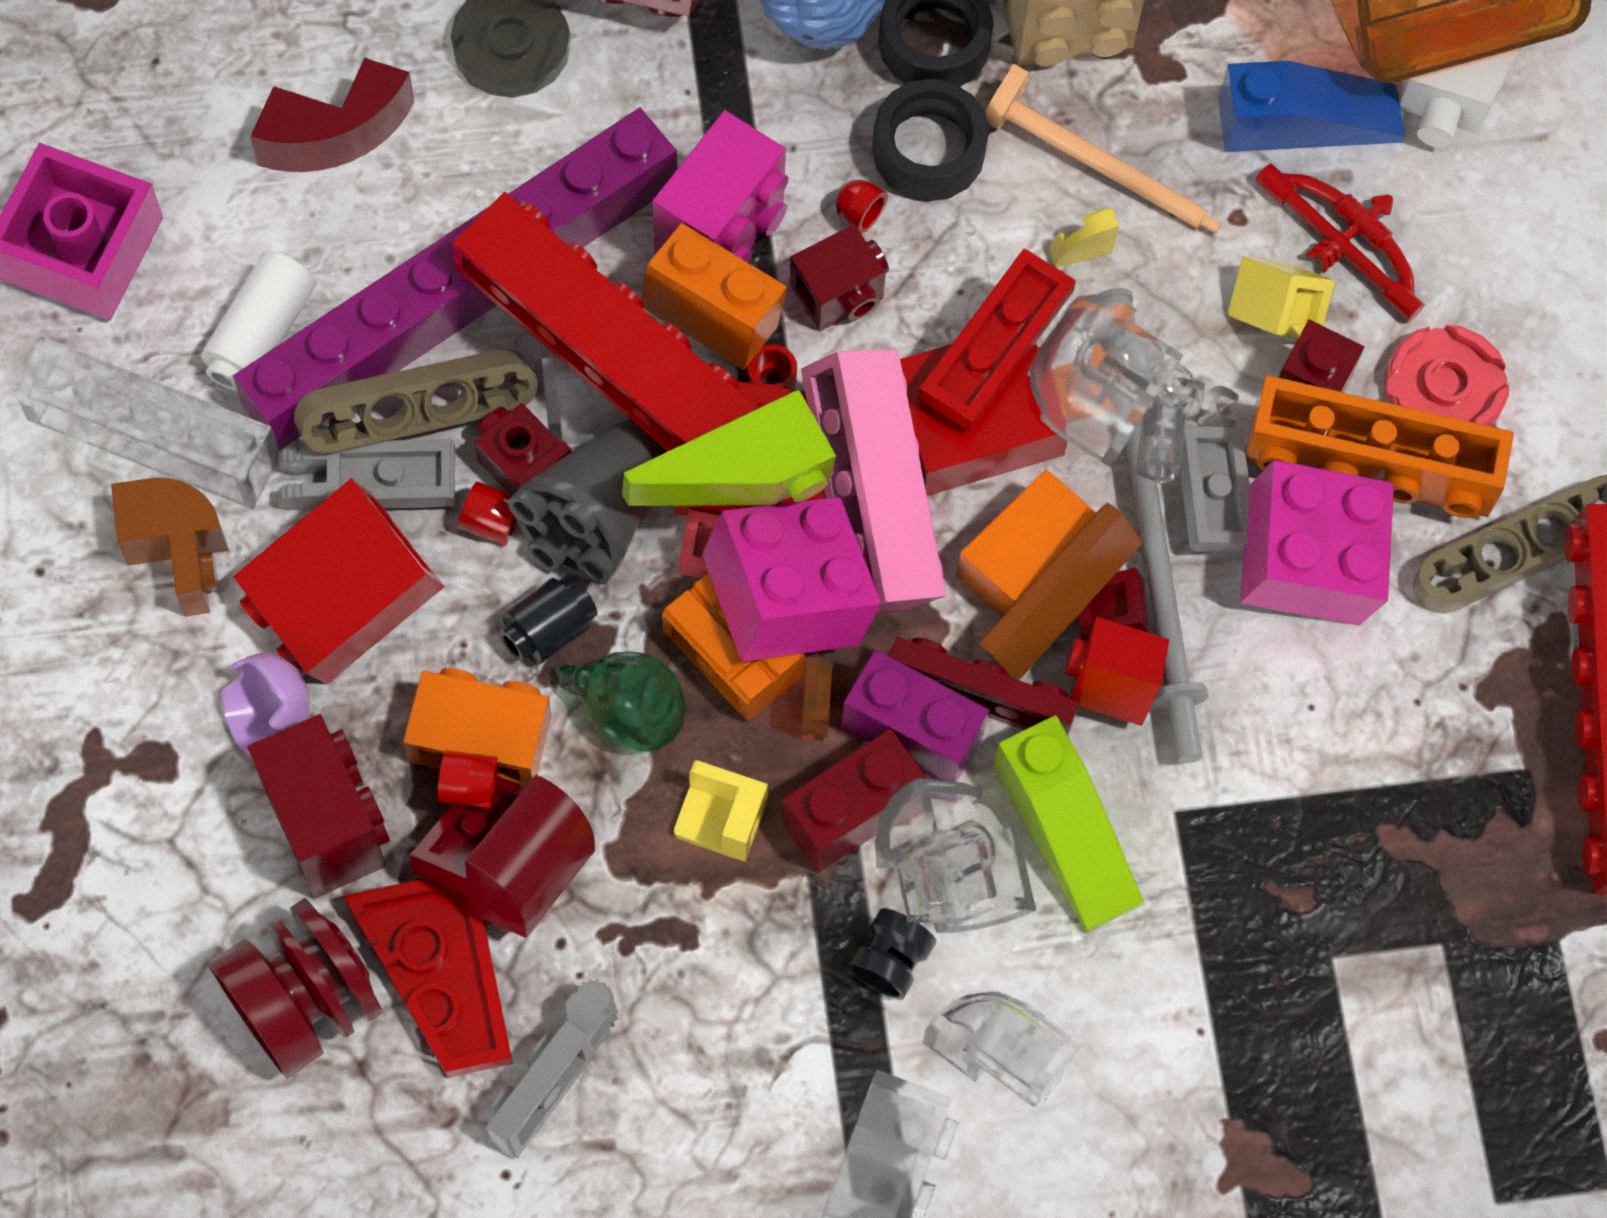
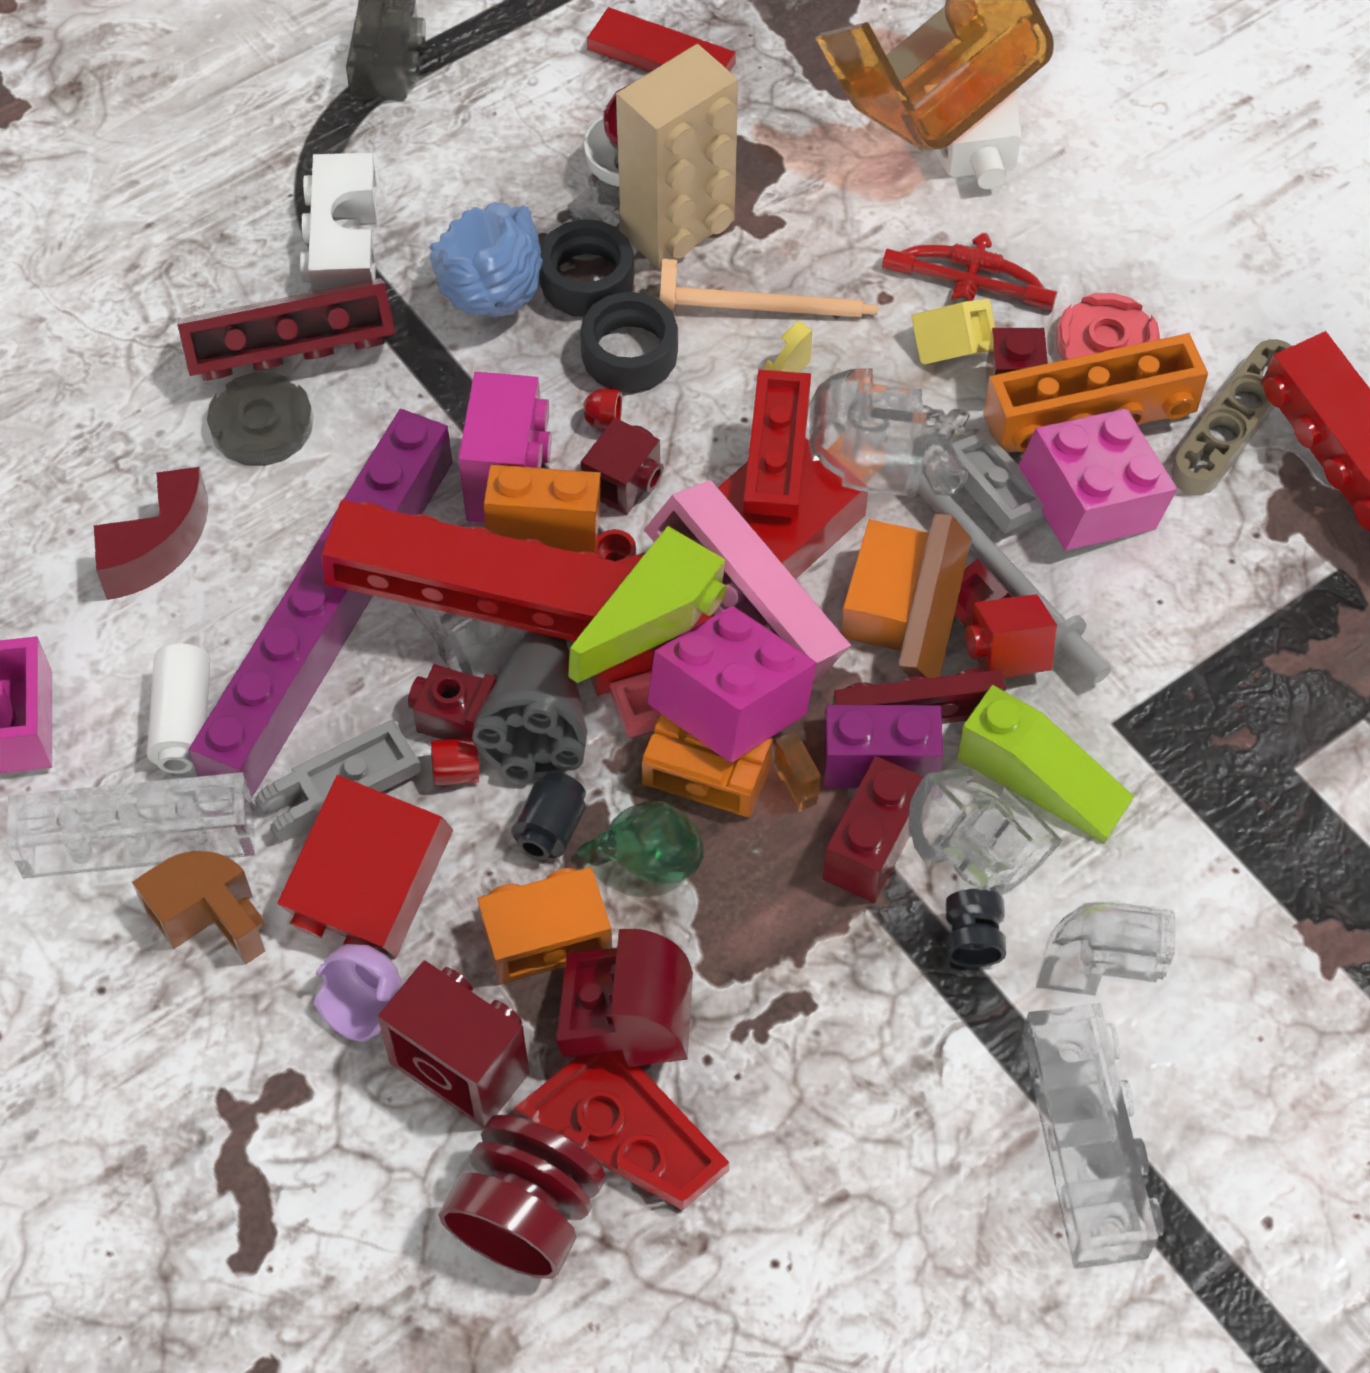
camera: 25 degrees left, 10 degrees down
(416, 409) = (350, 709): dark tan beam -> none
(467, 779) = (566, 960): red hose -> none
(553, 1069) = (766, 1151): light grey hinge -> none
(721, 810) = (775, 889): light yellow panel -> none
(1305, 107) = (884, 201): blue slope -> none

